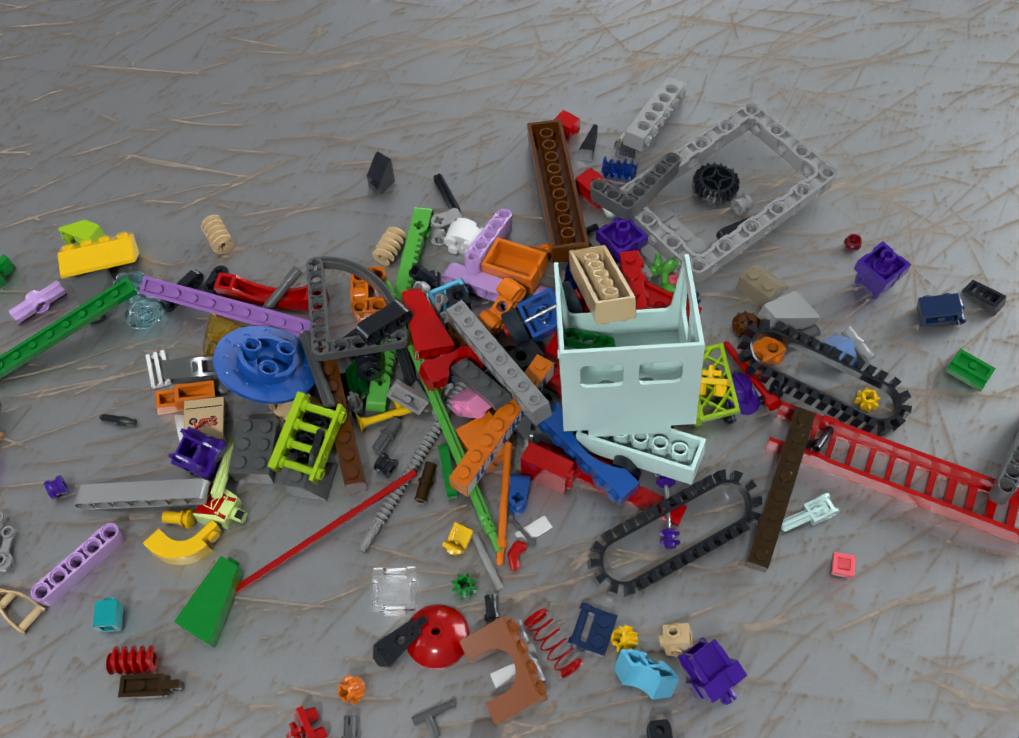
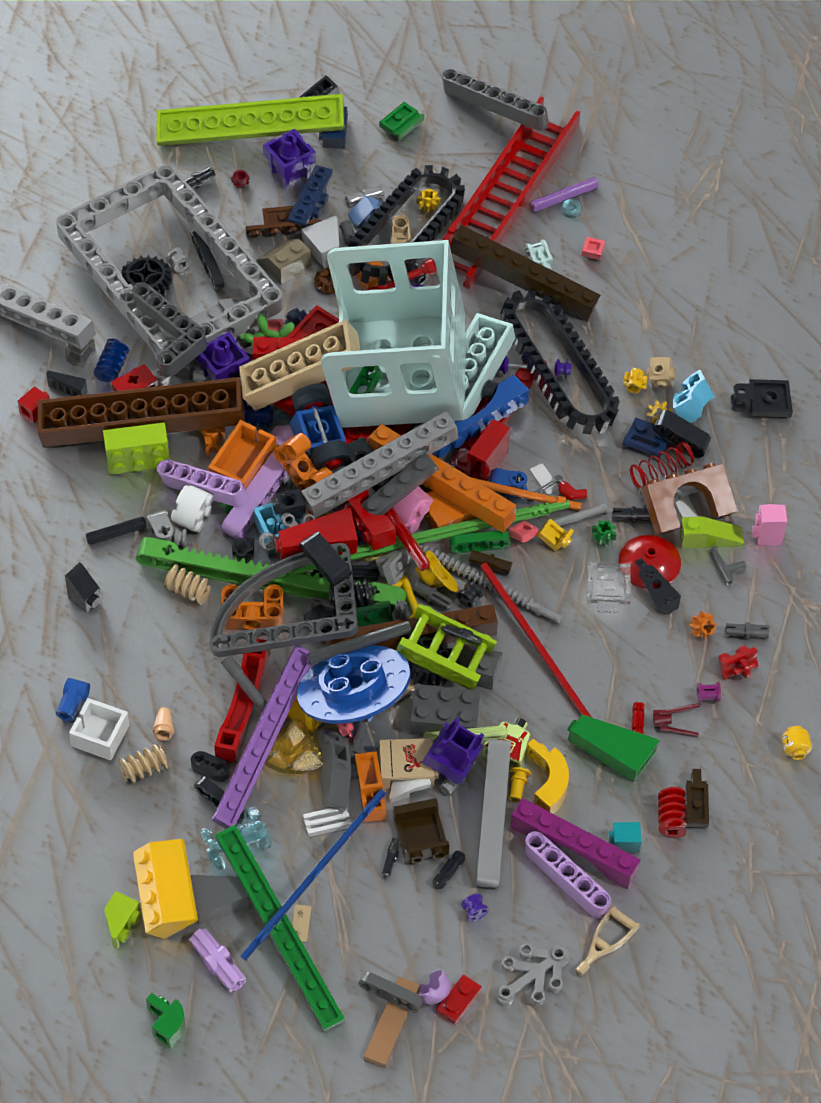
camera: 90 degrees left, 5 degrees down
(68, 359) = (301, 921): none -> tan sticker
(79, 609) = (607, 858): none -> magenta arch
(97, 358) = (312, 876): none -> blue piece
(100, 466) = (448, 869): none -> black axle
(137, 441) = (420, 831): none -> dark brown panel
(243, 202) = (102, 730): none -> white piece
(243, 627) = (638, 717): none -> red axle
(243, 652) = (663, 717): none -> dark red plant
(255, 244) = (163, 725): none -> light nougat cone
(272, 697) = (708, 692): none -> magenta bush
(286, 184) = (73, 695): none -> blue piece
(406, 436) = (436, 575): none -> yellow piece
(430, 399) = (408, 540): none -> red axle
(461, 509) = (523, 531): none -> coral plate
(470, 699) = (707, 532): none -> lime slope
(522, 192) = (135, 448): none -> lime brick
(594, 663) = (677, 430): none -> black beam
(664, 612) = (635, 380): none -> yellow gear
(711, 671) = (694, 347): dark purple piece -> none
(810, 277) = (275, 221): none -> reddish brown bracket
(813, 376) = (400, 230): none -> tan piece
(838, 297) = (312, 197): none -> dark blue bracket
(842, 209) = (198, 178): none -> black pin
(897, 542) = (571, 208): none -> clear light blue tile
(915, 534) = (564, 194): none -> medium lavender axle
(923, 240) = (249, 119): none -> lime plate

